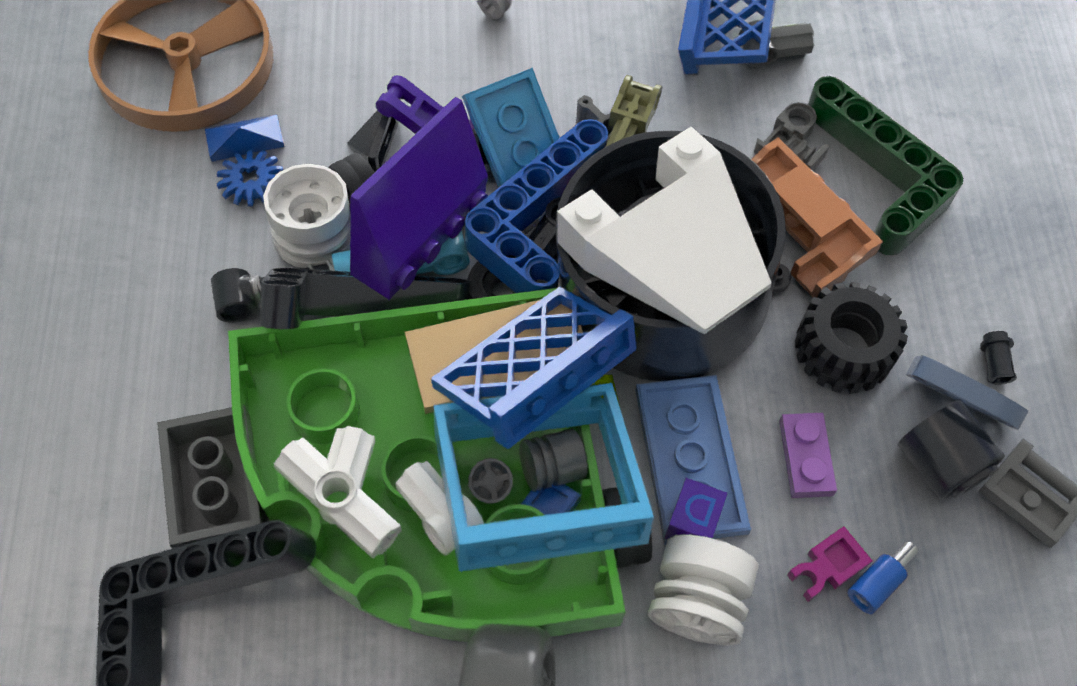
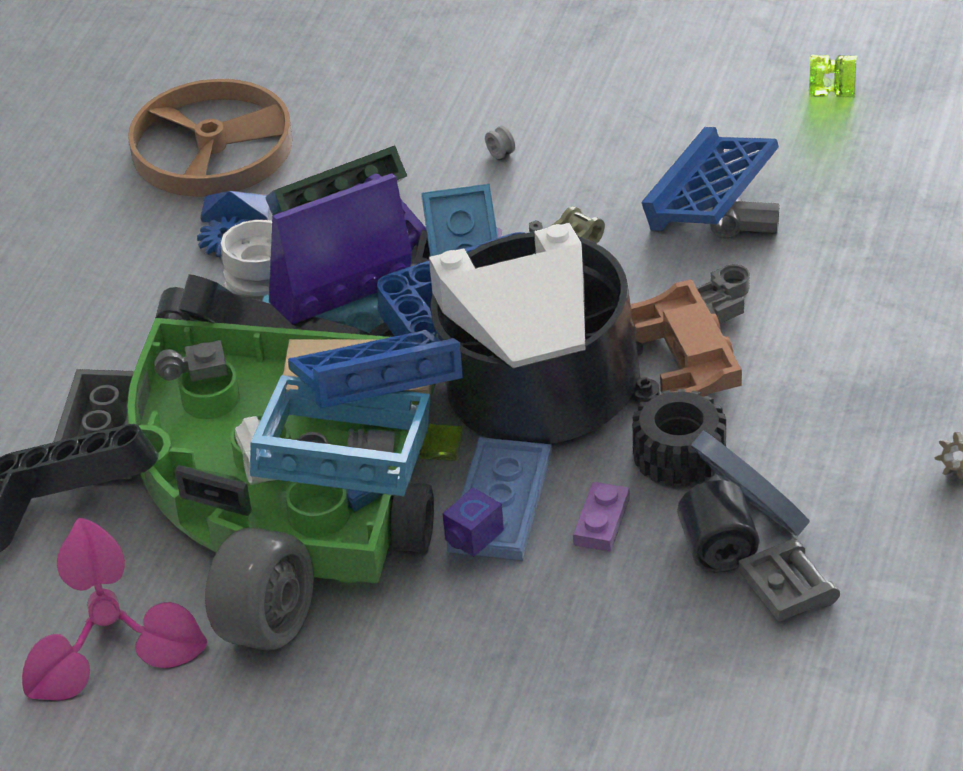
camera: 25 degrees right, 20 degrees down
(312, 383) = (201, 360): none -> dark grey plate
(344, 472) = (190, 421): white piece -> none
(348, 95) = (336, 180): none -> dark green brick
(409, 574) = (213, 489): none -> black slope
(703, 589) = (451, 566): white wheel -> none
(834, 560) = (578, 584): magenta plate -> none
(881, 580) = (614, 605): blue piece -> none
(896, 154) = (819, 341): dark green beam -> none
(999, 357) = (816, 476): black pin -> none

